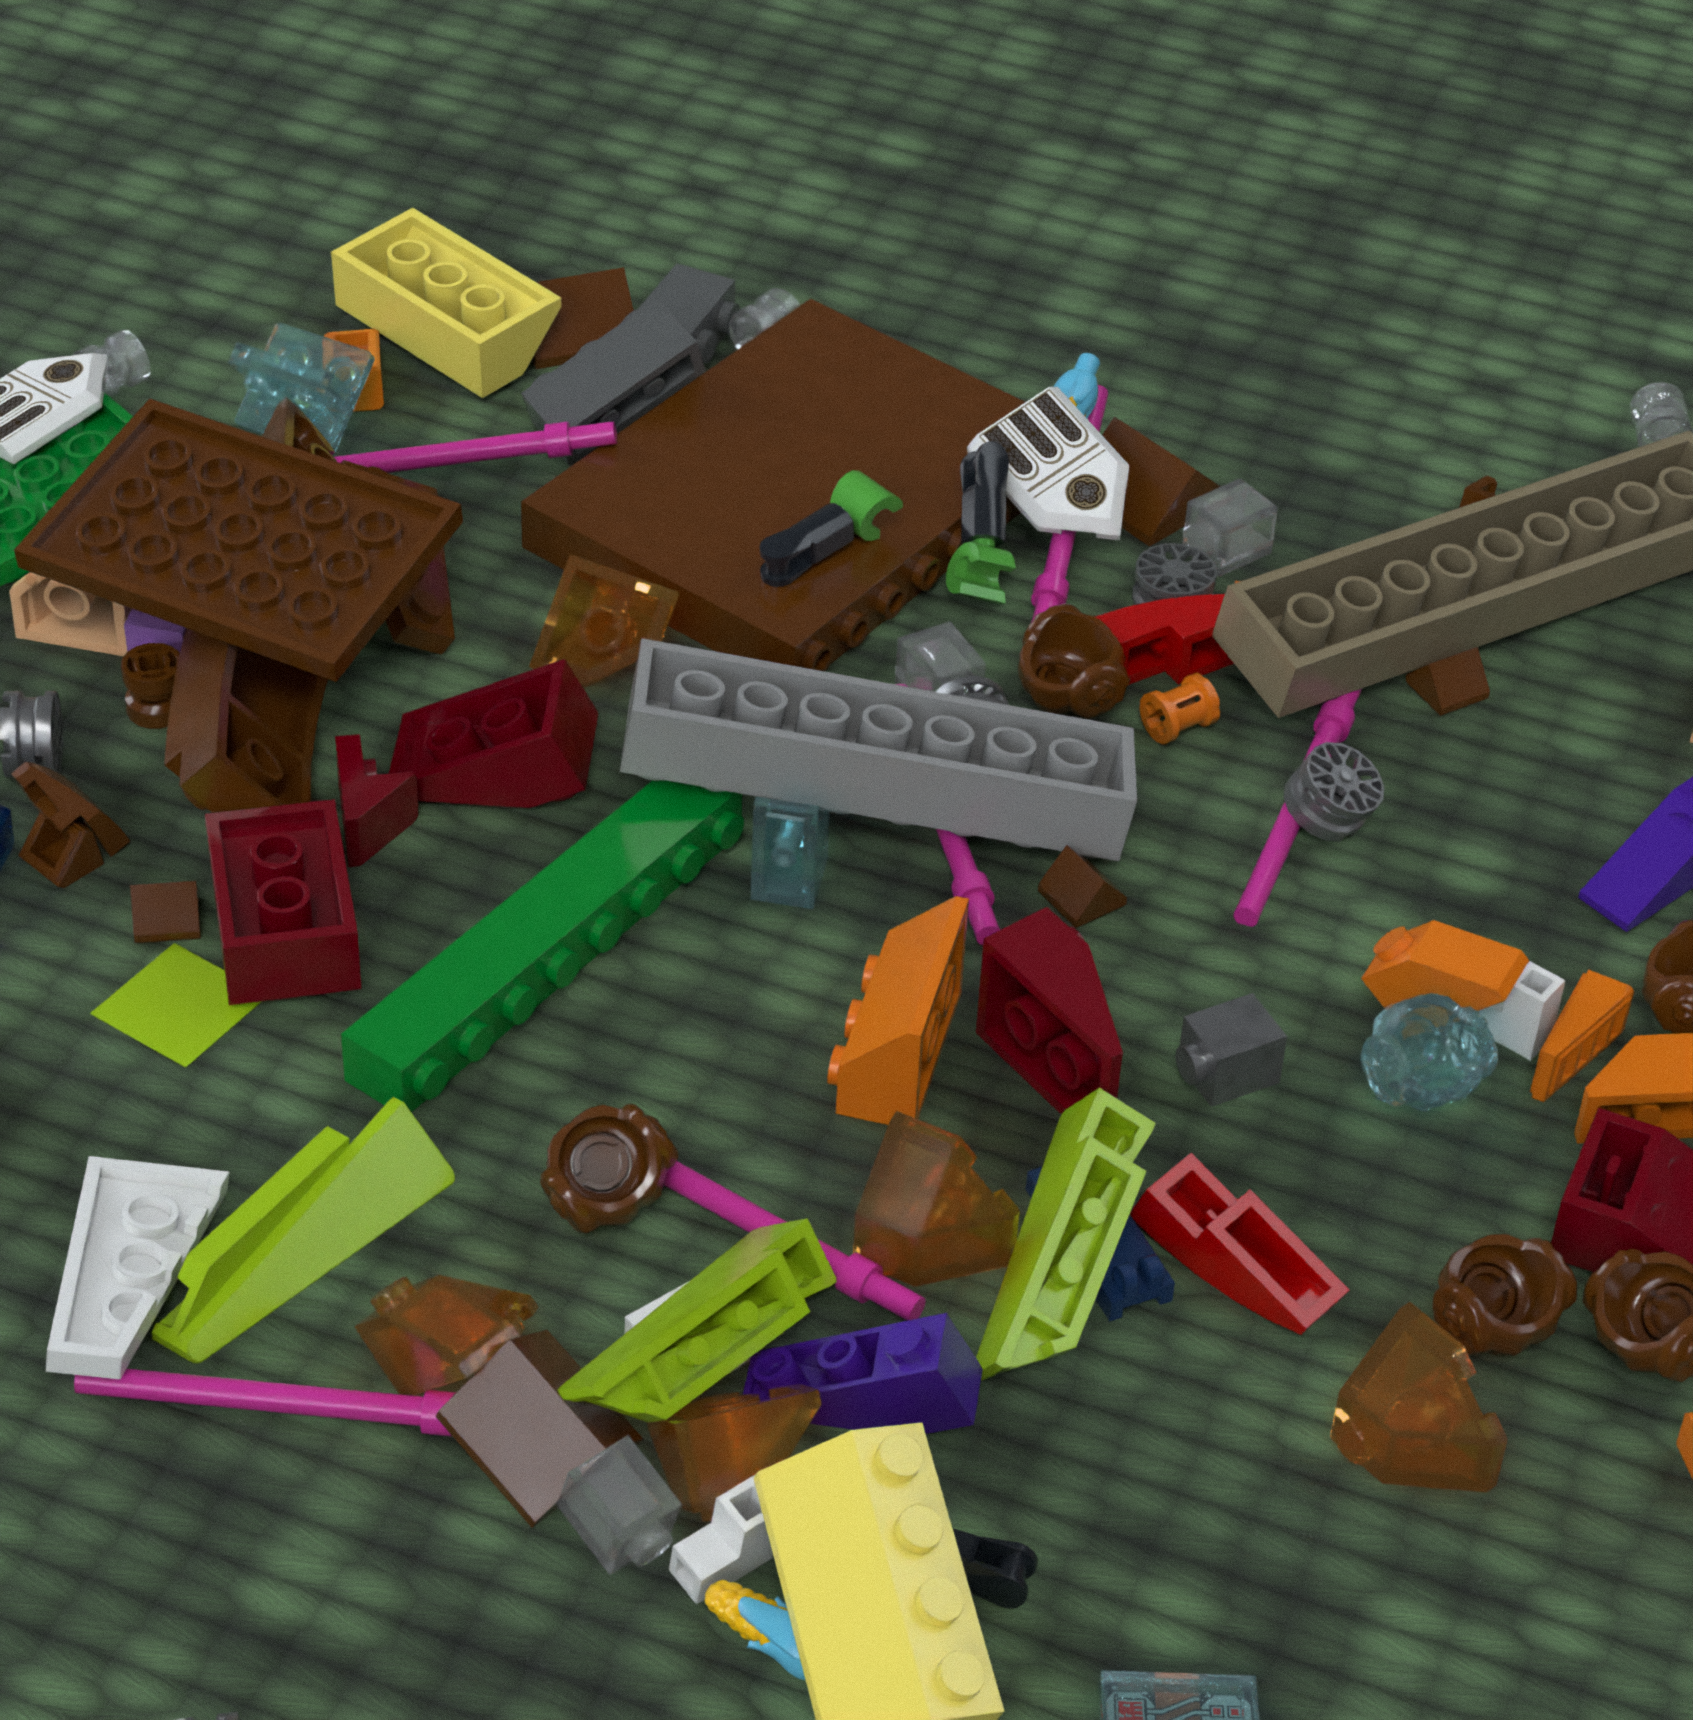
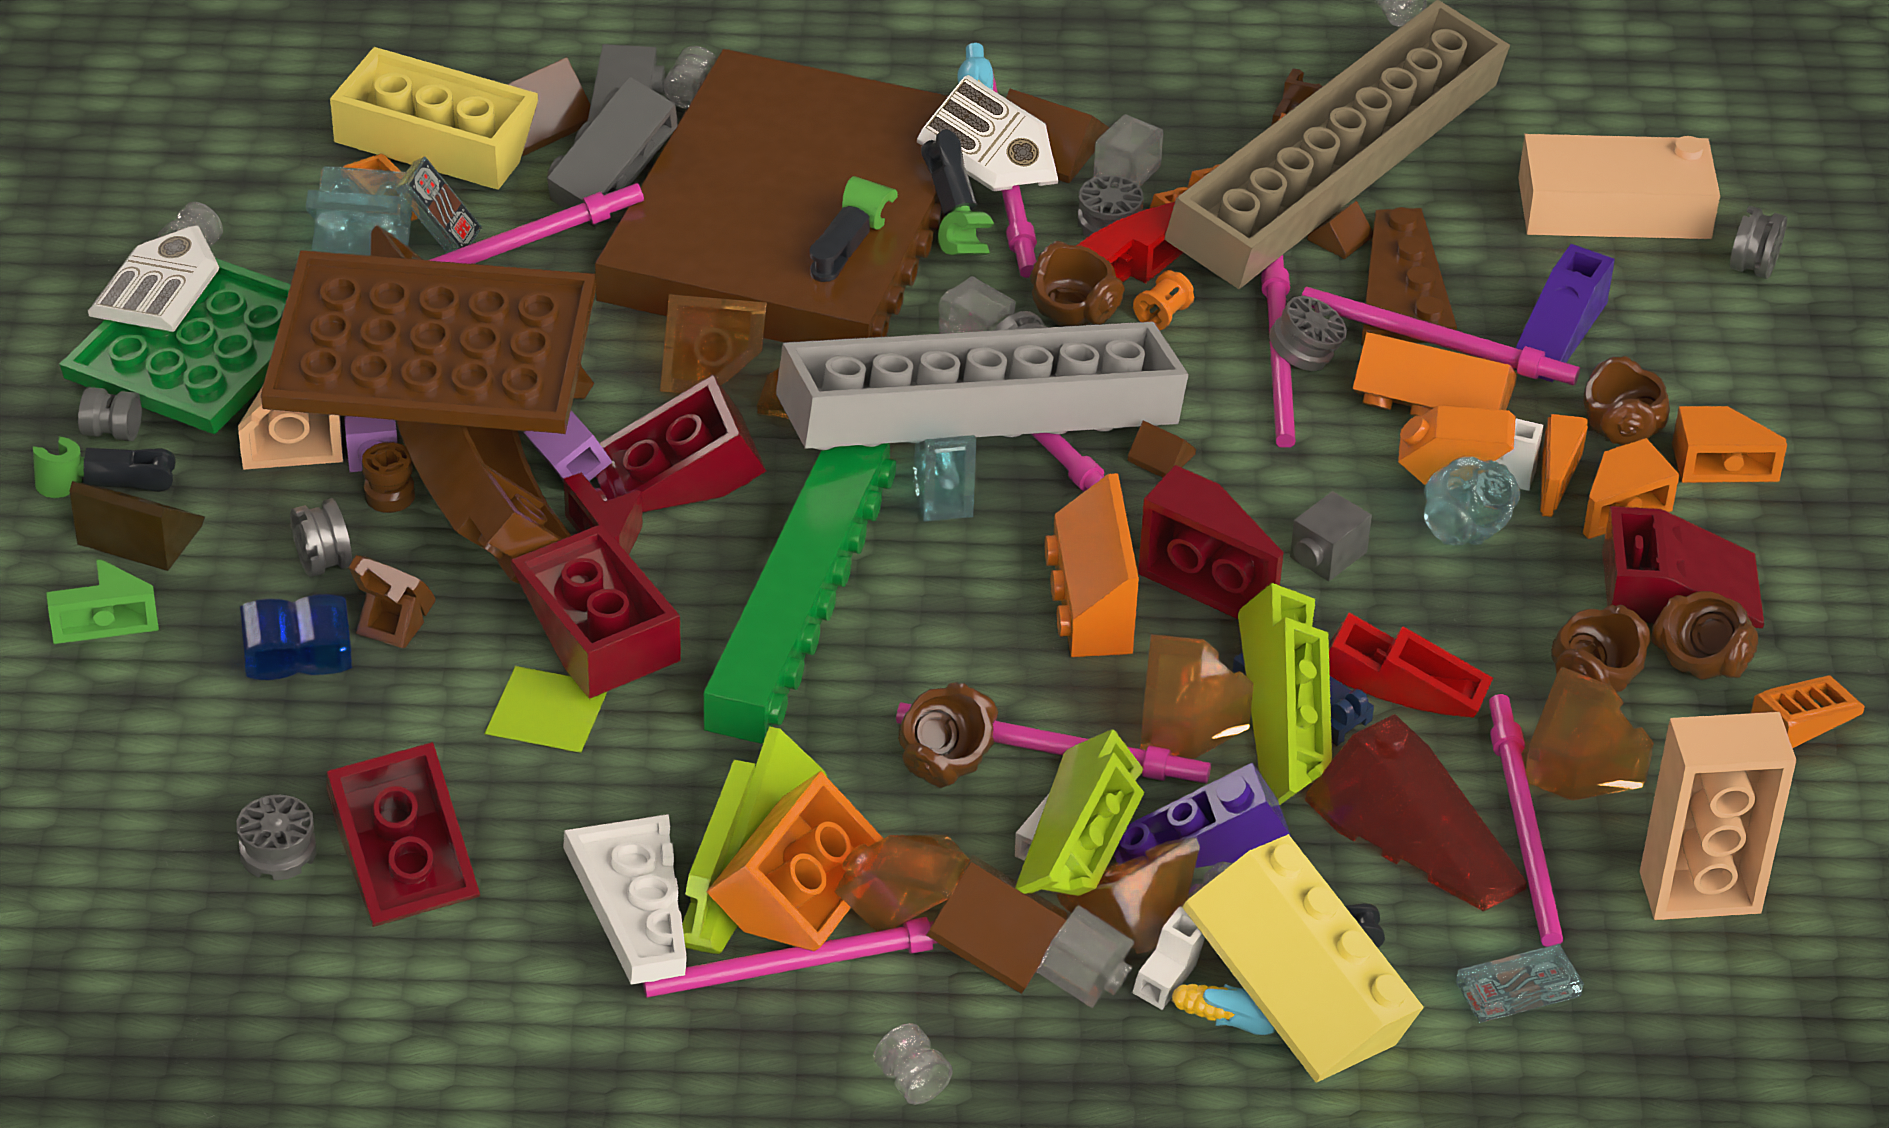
camera: 20 degrees left, 0 degrees up
(165, 911) = (500, 643): reddish brown slope -> none
(305, 1291) = (791, 866): none -> orange slope
(329, 1580) = (917, 1068): none -> clear wheel
(373, 703) = (571, 452): none -> medium lavender brick
(386, 396) = (438, 206): none -> tile
(1145, 1429) = (1405, 801): none -> clear red wedge
(1325, 1379) = (1509, 745): none -> dark pink bar
(1462, 888) = (1429, 377): none -> orange slope
(1496, 764) = (1405, 272): none -> reddish brown wing
(1519, 1565) = (1717, 815): none -> light nougat brick
(1596, 896) = (1528, 361): none -> dark pink bar

